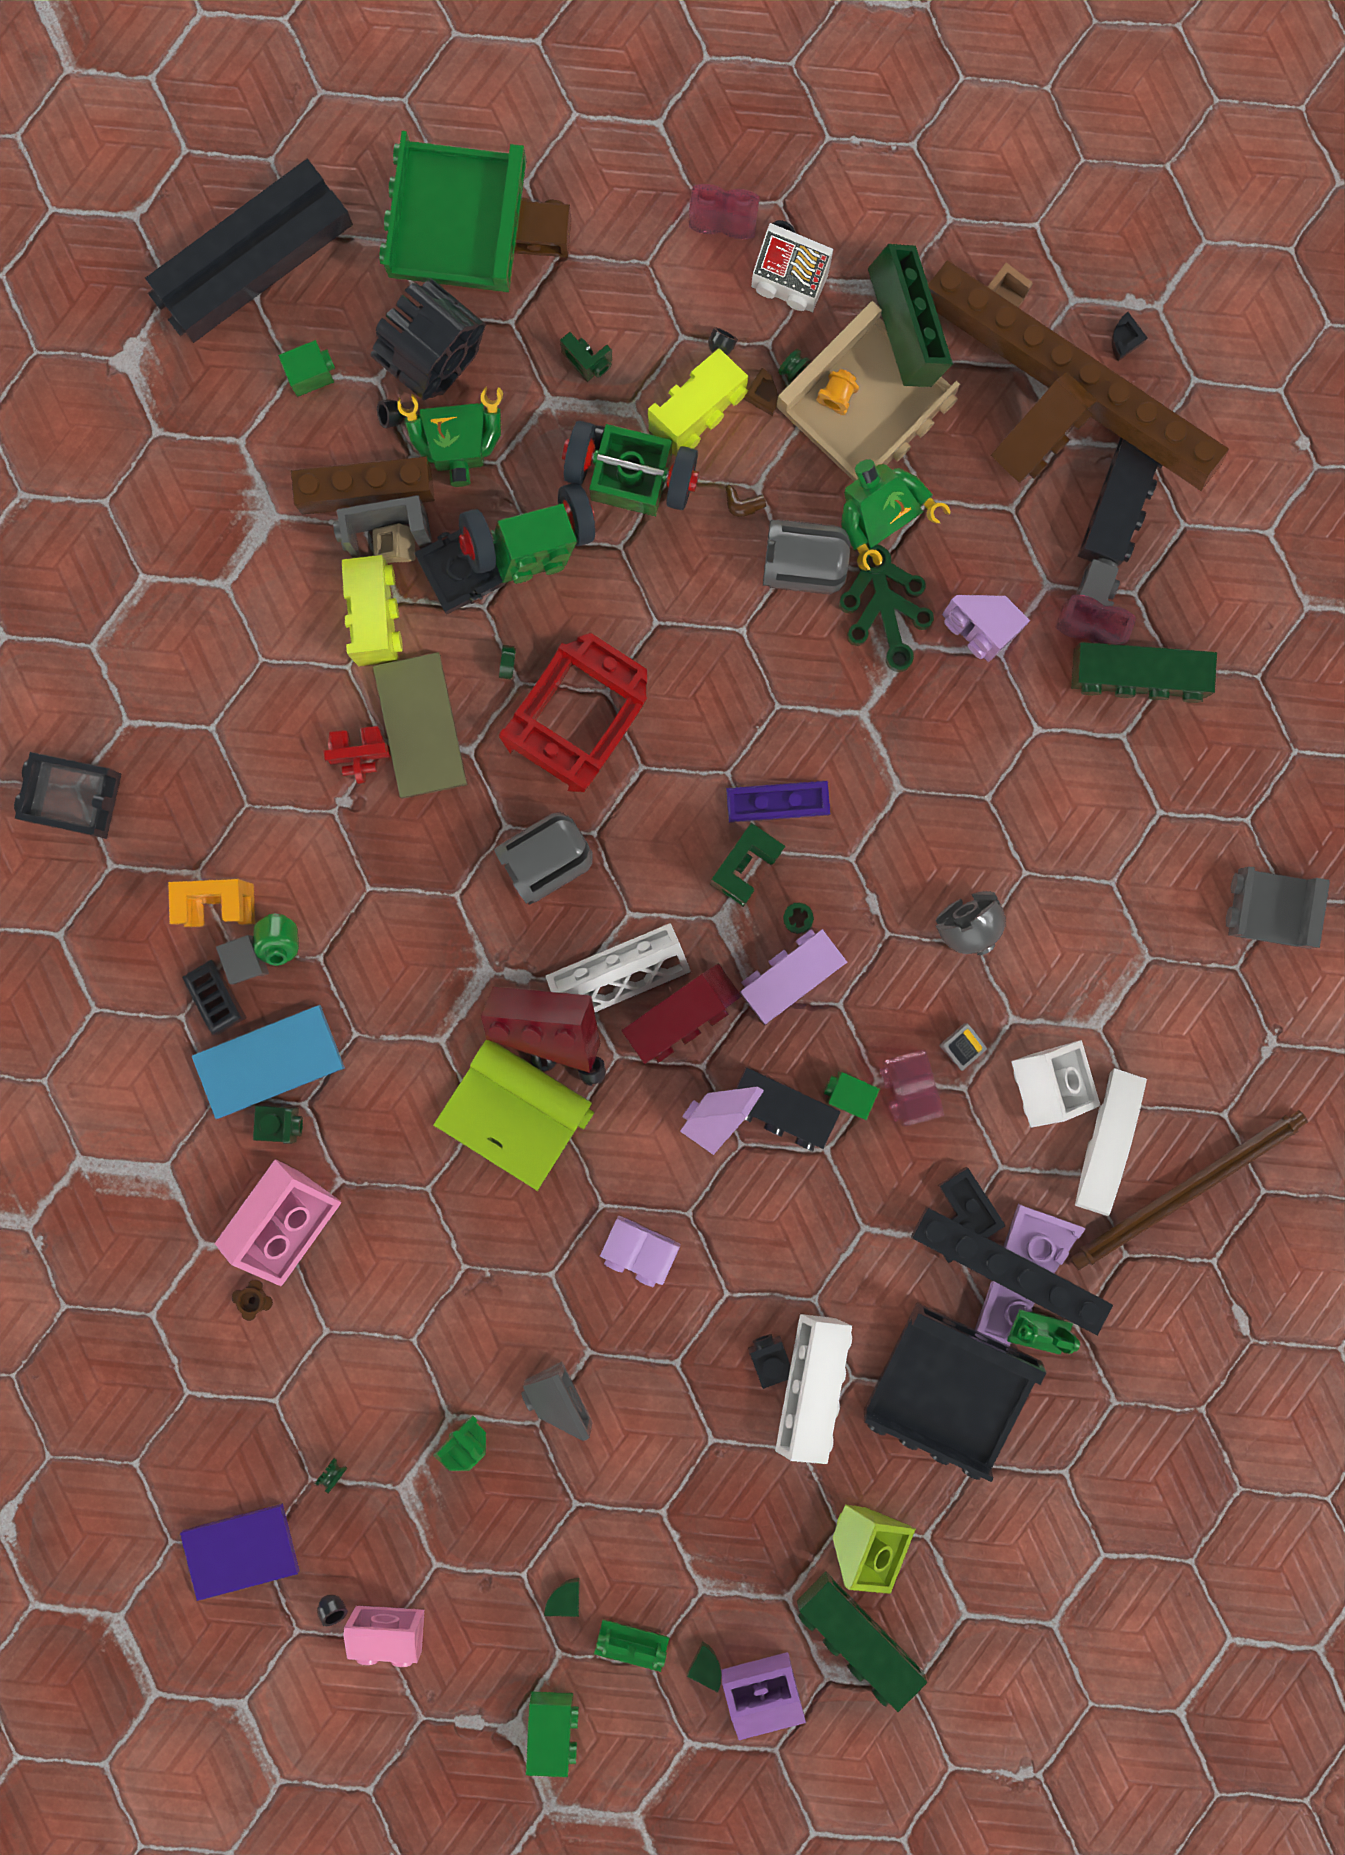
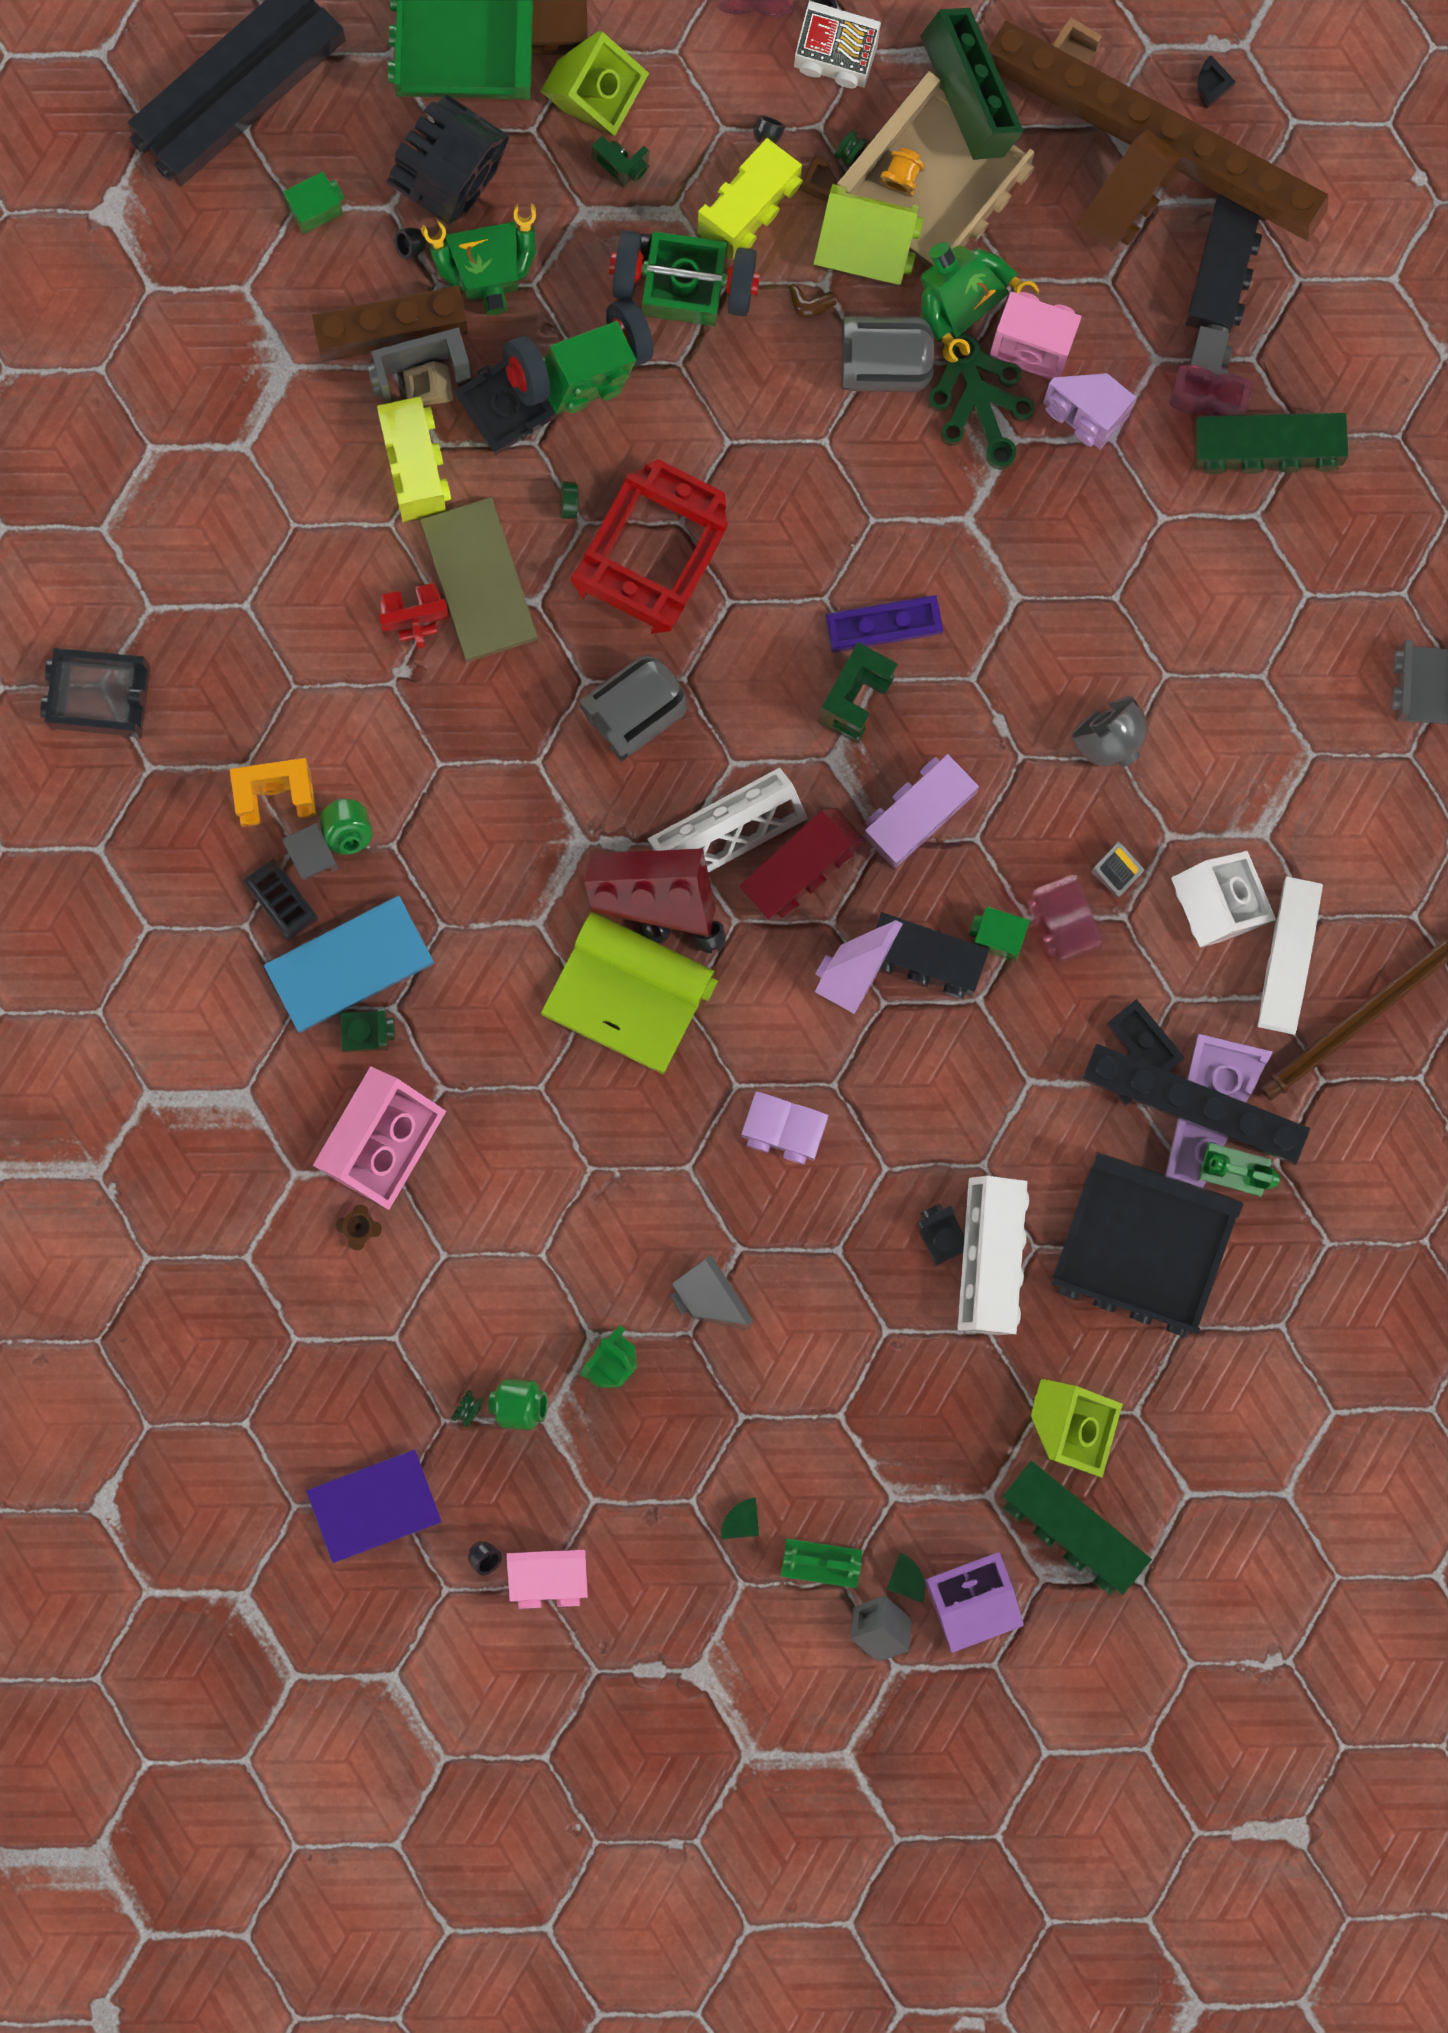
camera: 15 degrees left, 5 degrees down
(376, 1477) = (518, 1404): none -> green head
(549, 1734) = (742, 1666): green brick -> none
(571, 283) = (596, 83): none -> lime slope
(678, 1712) = (881, 1628): none -> dark grey panel
(800, 447) = (868, 236): none -> lime panel
(807, 922) = (909, 745): dark green bush -> none
(943, 553) = (1035, 335): none -> bright pink slope

